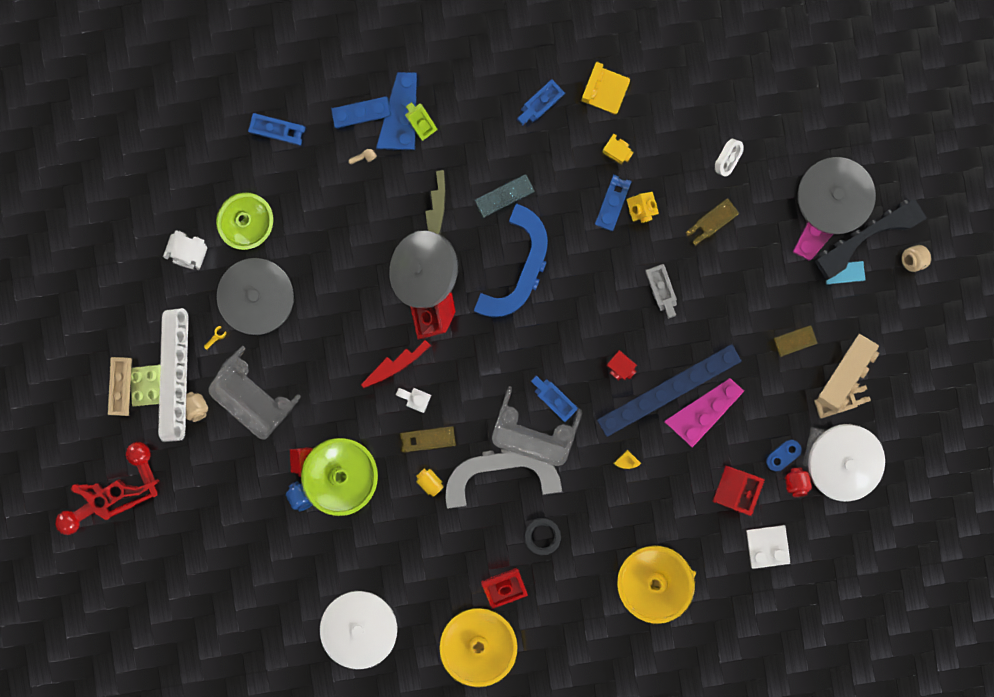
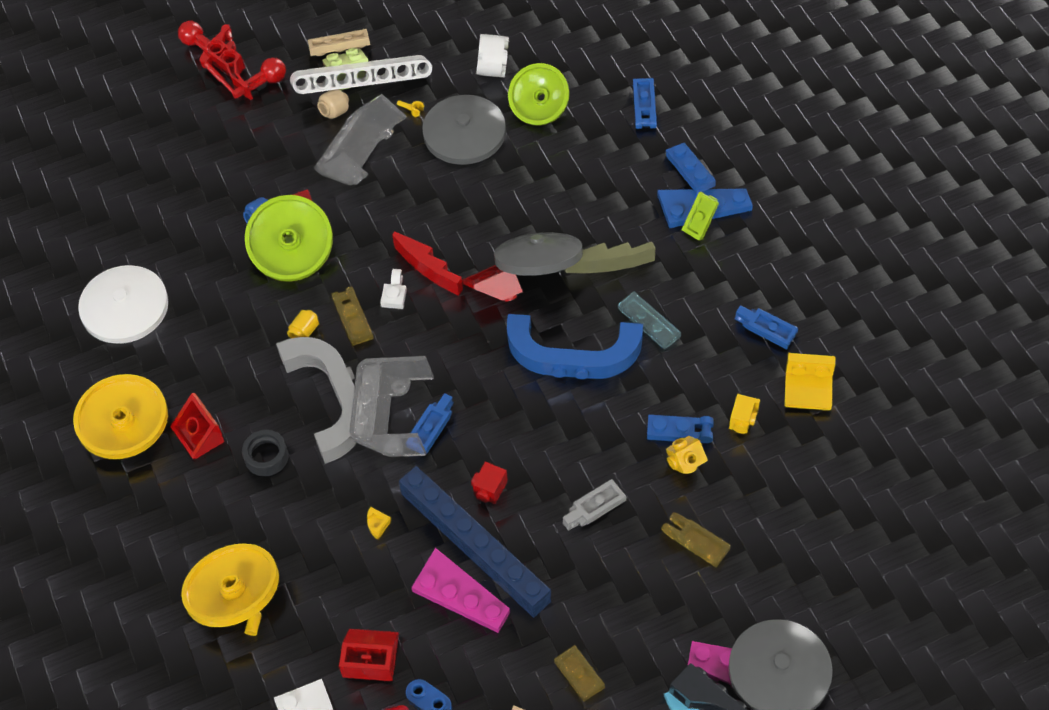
camera: 80 degrees right, 30 degrees down
(368, 154) = (647, 185): tan hand -> none
(729, 157) = (780, 537): white plate -> none

